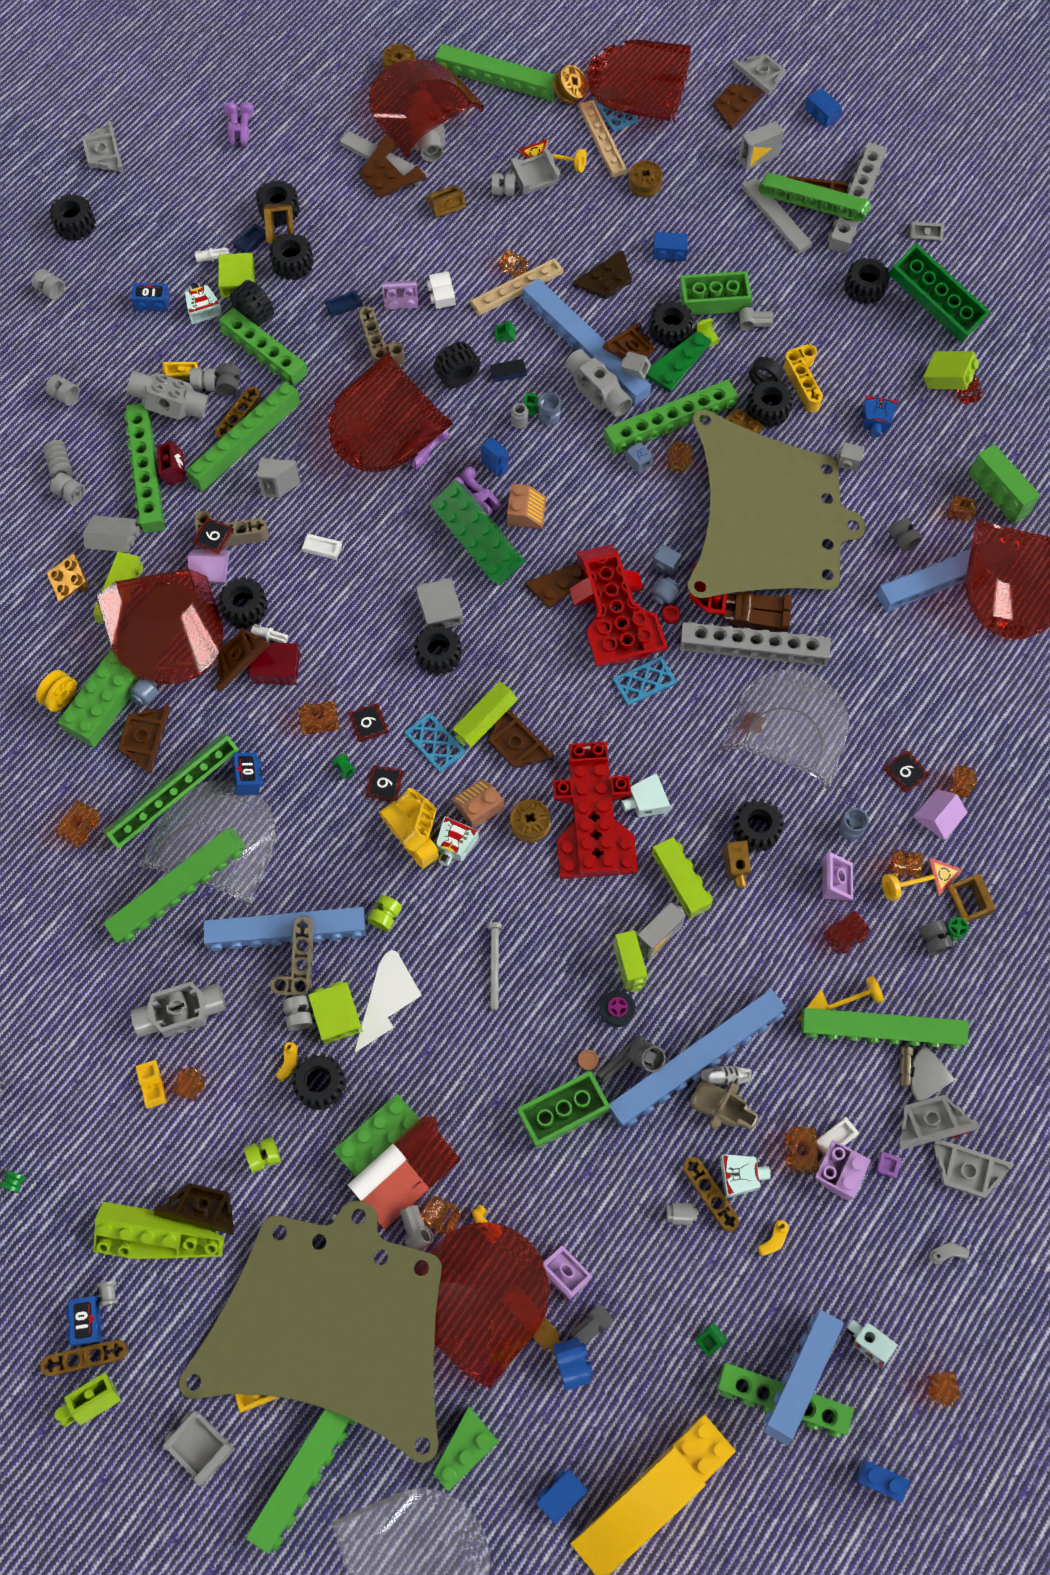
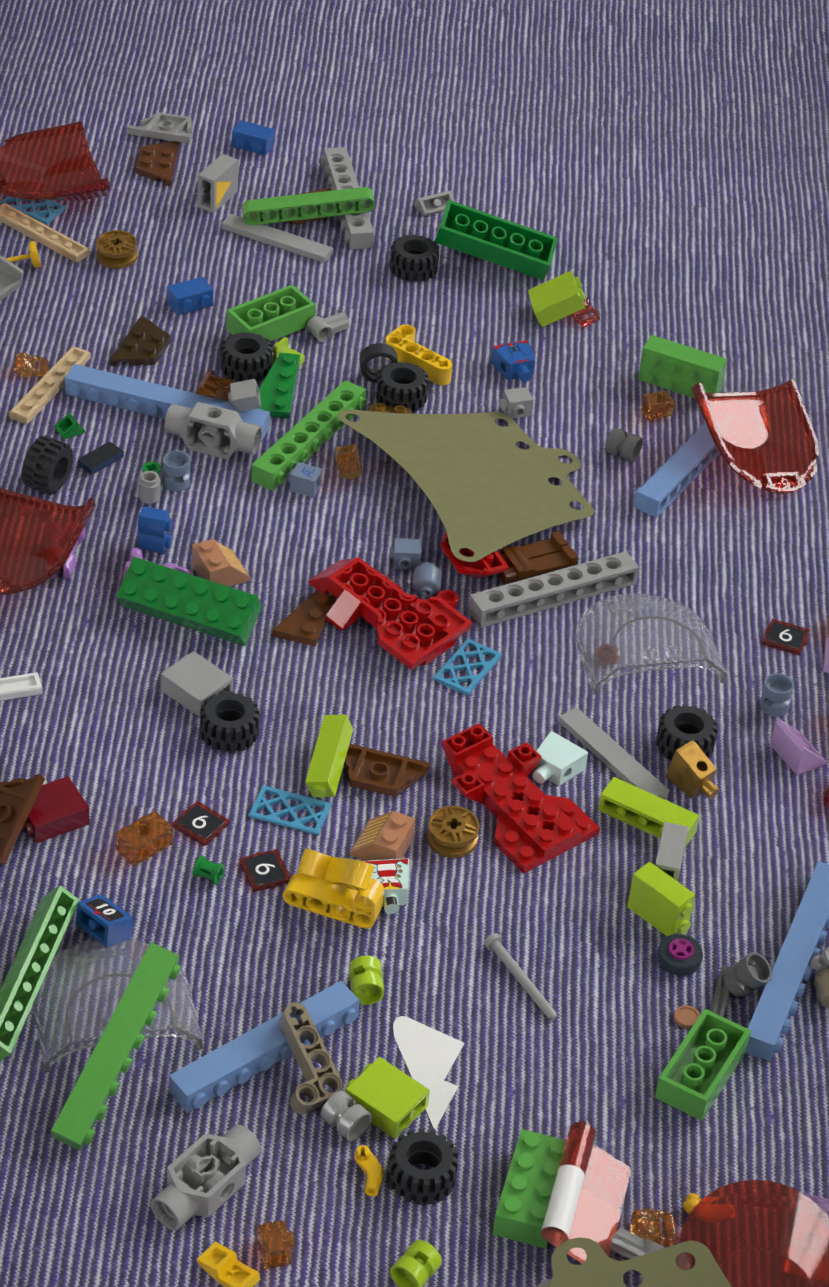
camera: 35 degrees left, 25 degrees down
(694, 813) = (610, 752): none -> light grey tile

